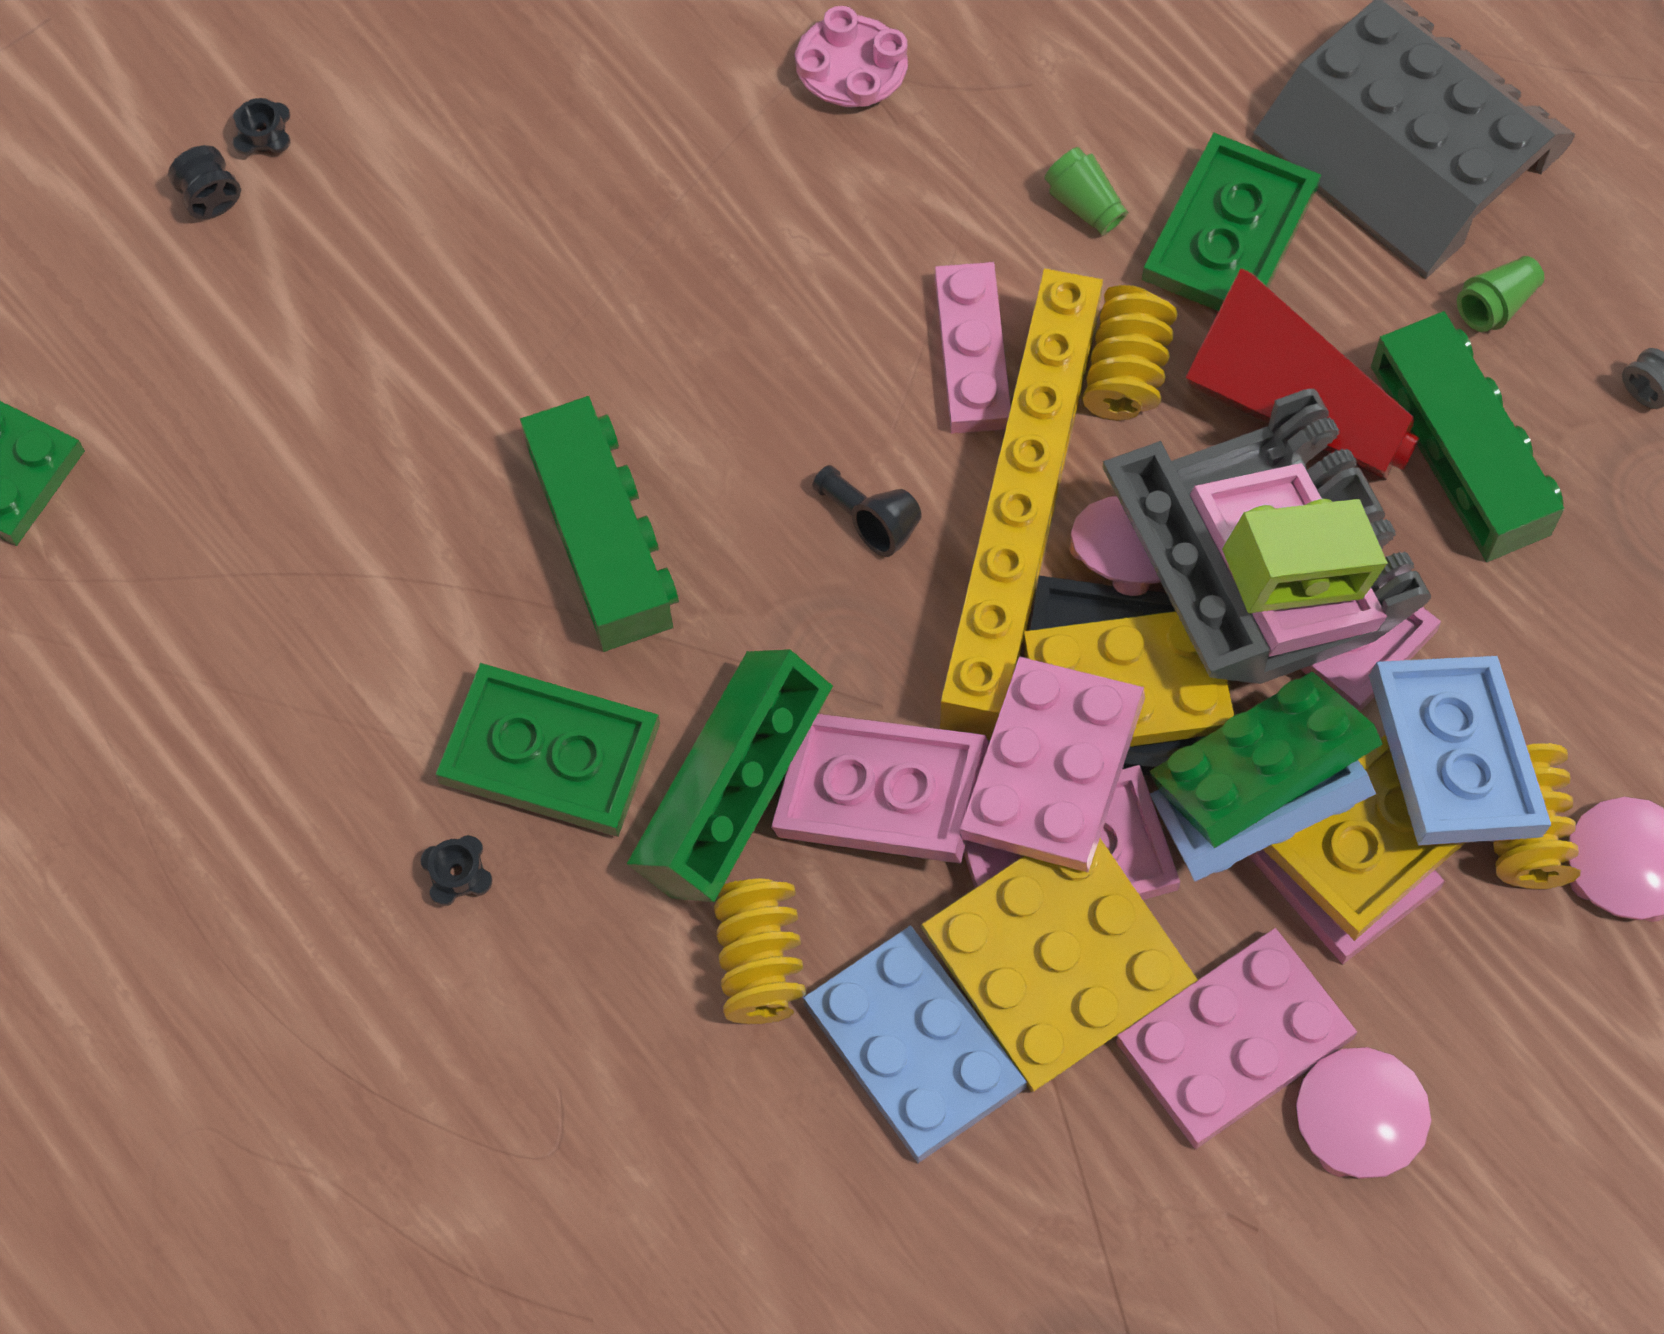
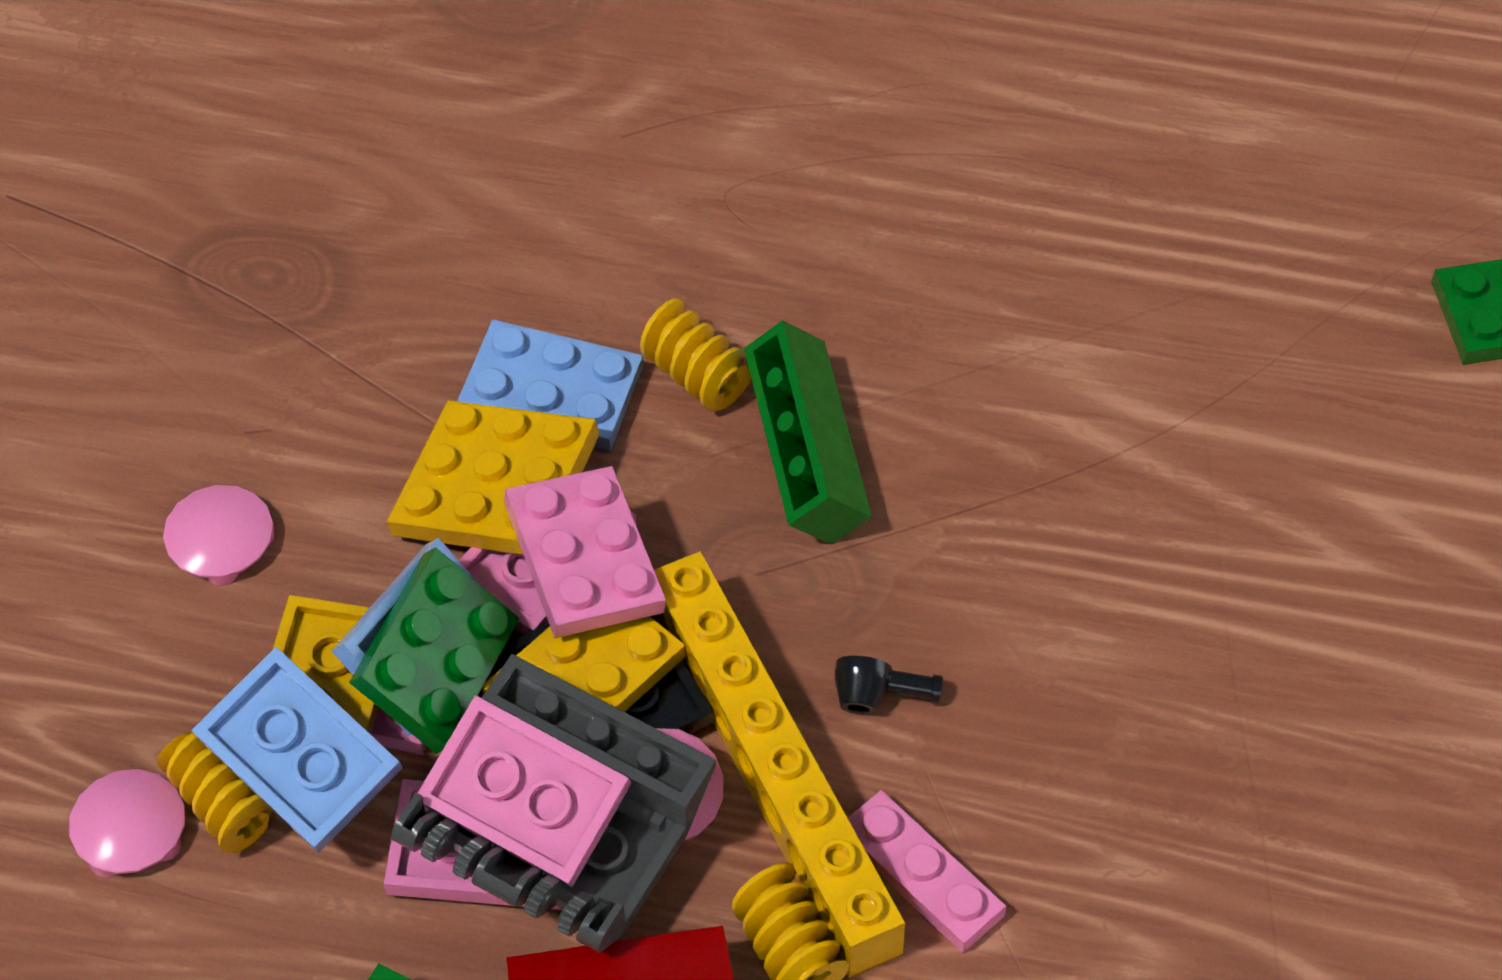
camera: 140 degrees right, 10 degrees down
(456, 852) = (935, 273): black plate -> none
(548, 749) = (947, 383): green plate -> none
(598, 524) = (1063, 536): green brick -> none
(881, 787) = (701, 493): bright pink plate -> none
(1235, 1038) = (334, 525): bright pink plate -> none
(1303, 555) = (502, 761): lime brick -> none

